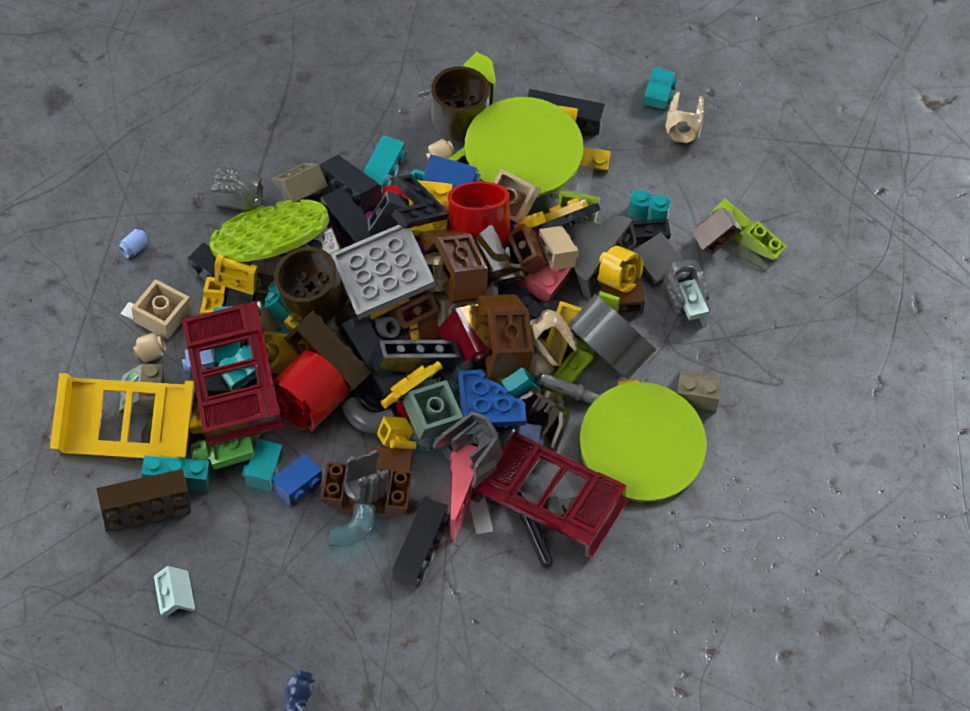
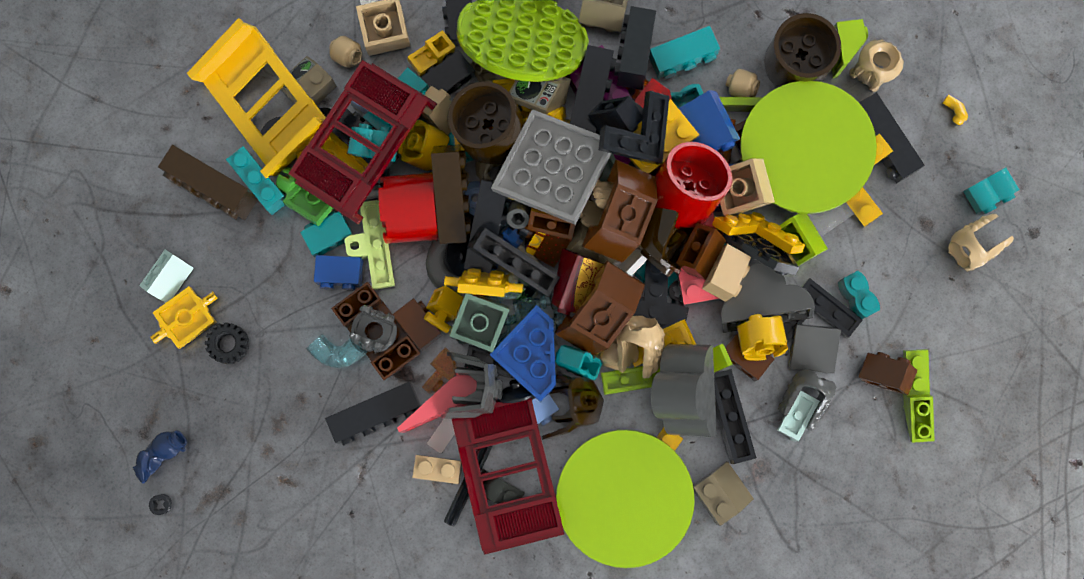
camera: 50 degrees right, 25 degrees up
(218, 603) = (184, 317): none -> yellow plate
(235, 279) = (455, 52): yellow plate -> none
(267, 581) = (214, 339): none -> black tyre
(300, 442) = (372, 246): none -> yellowish green plate
(437, 474) = (444, 367): none -> clear orange brick
(503, 535) = (437, 469): none -> tan brick
(513, 71) = (884, 55): none -> tan piece
(568, 388) = (621, 403): light grey pin -> none
(586, 62) = (958, 107): none -> yellow arm
(669, 344) = (732, 419): none -> black brick

